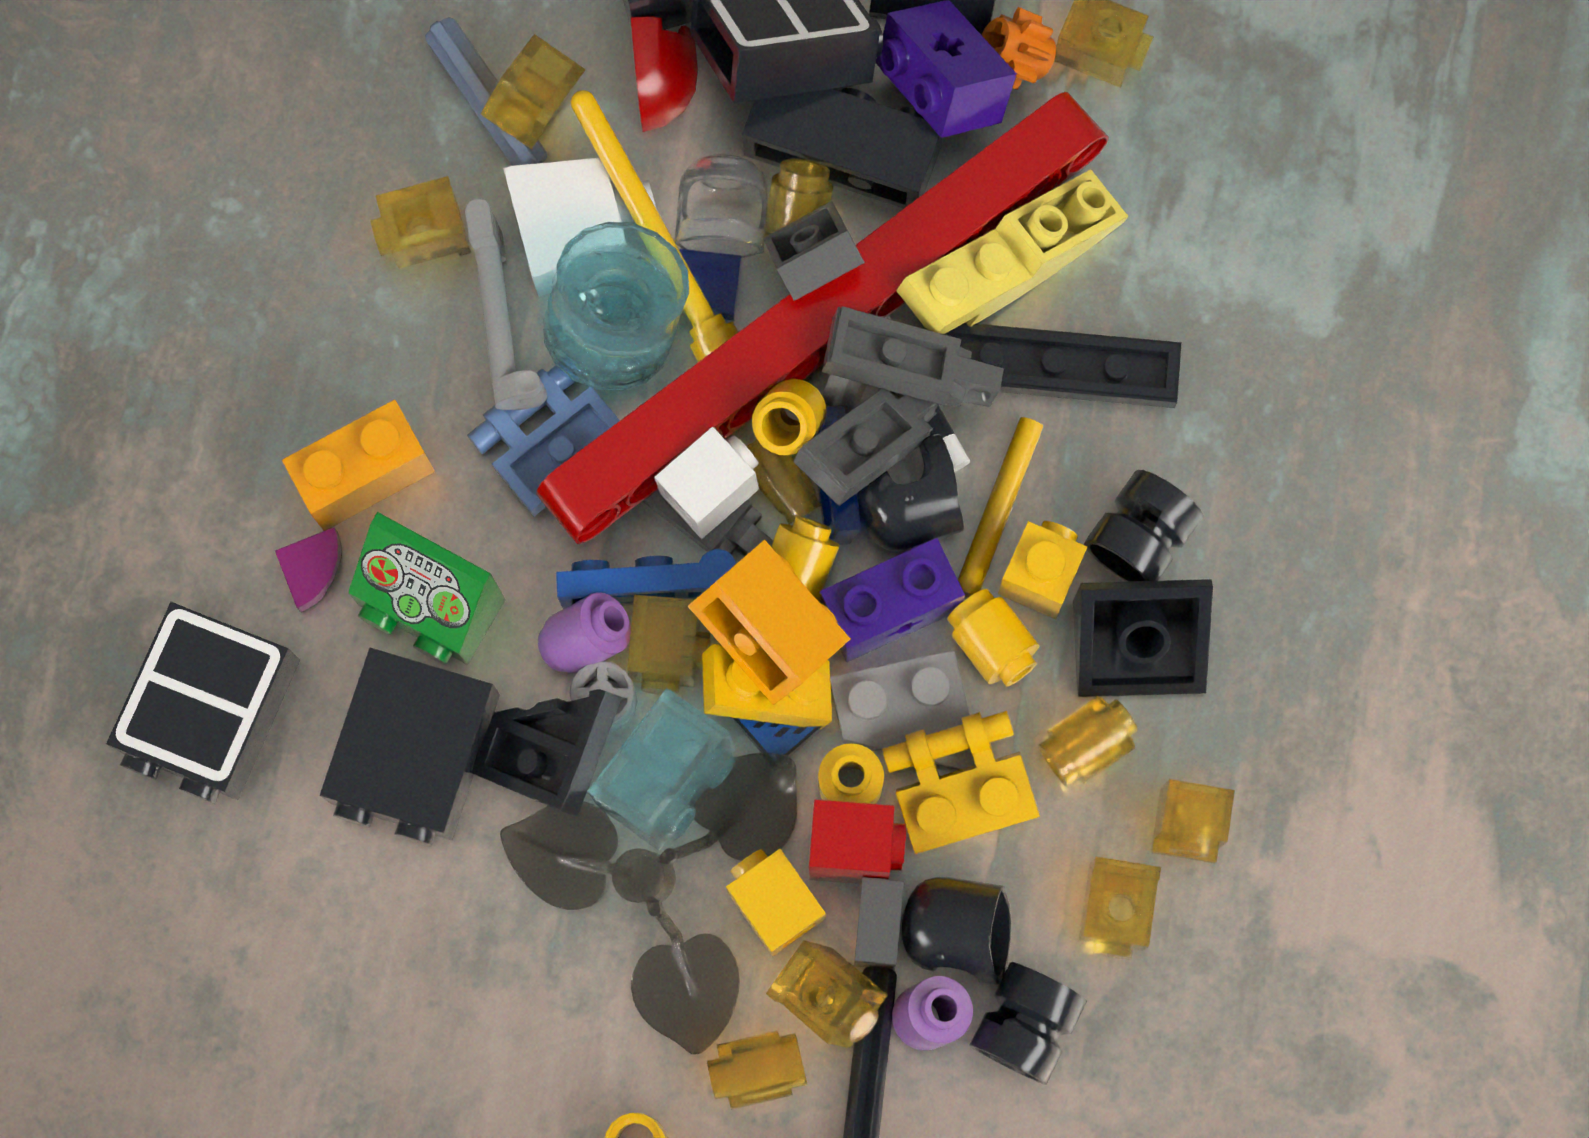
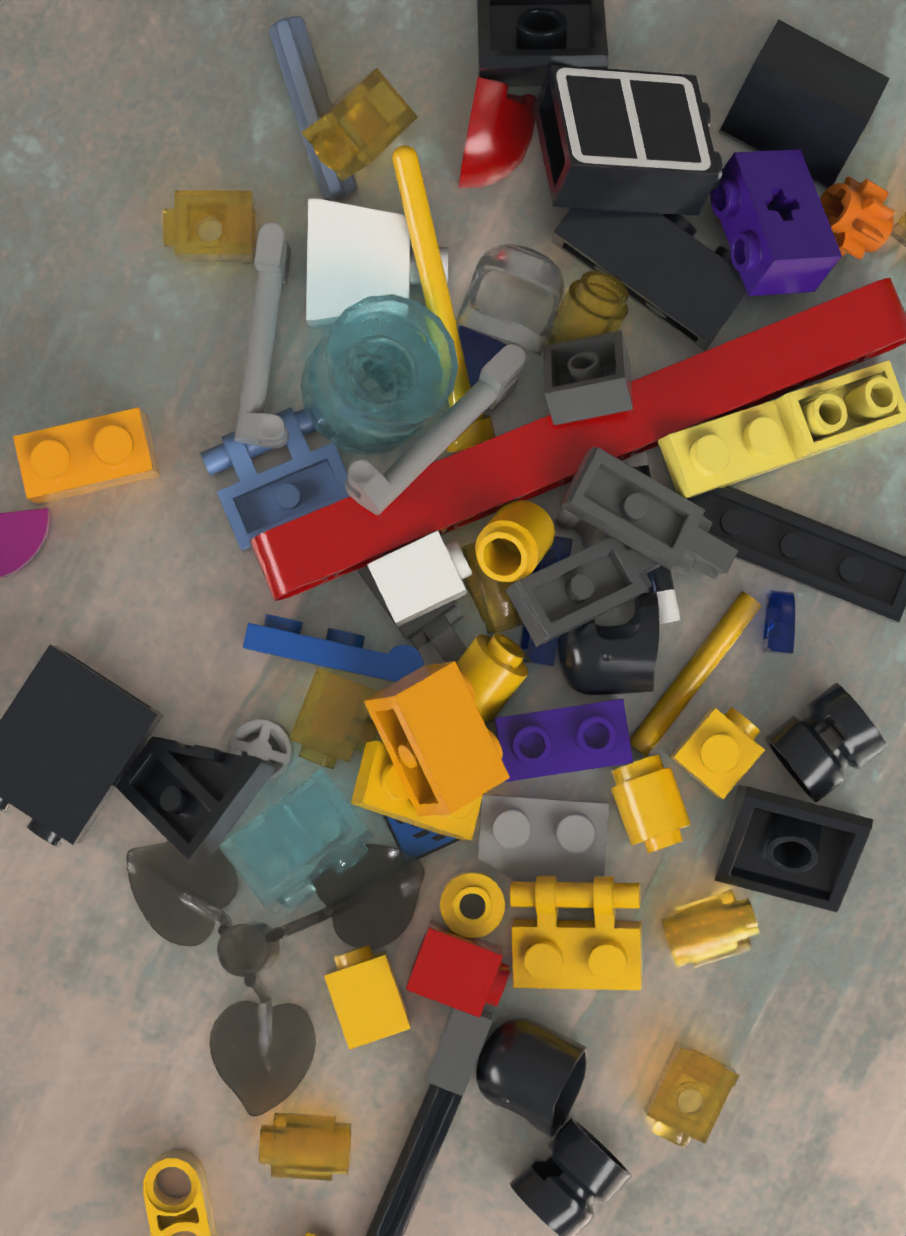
camera: 15 degrees right, 10 degrees up
(424, 592) = (116, 603): slope -> none
(584, 633) = (259, 688): medium lavender brick -> none
(729, 286) = (494, 385): none -> light grey hinge
(820, 972) = (413, 1106): clear yellow brick -> none
(916, 1022) = (465, 1145): medium lavender brick -> none
(1065, 438) = (779, 623): none -> clear blue tile
(1192, 820) = (784, 1035): clear yellow brick -> none

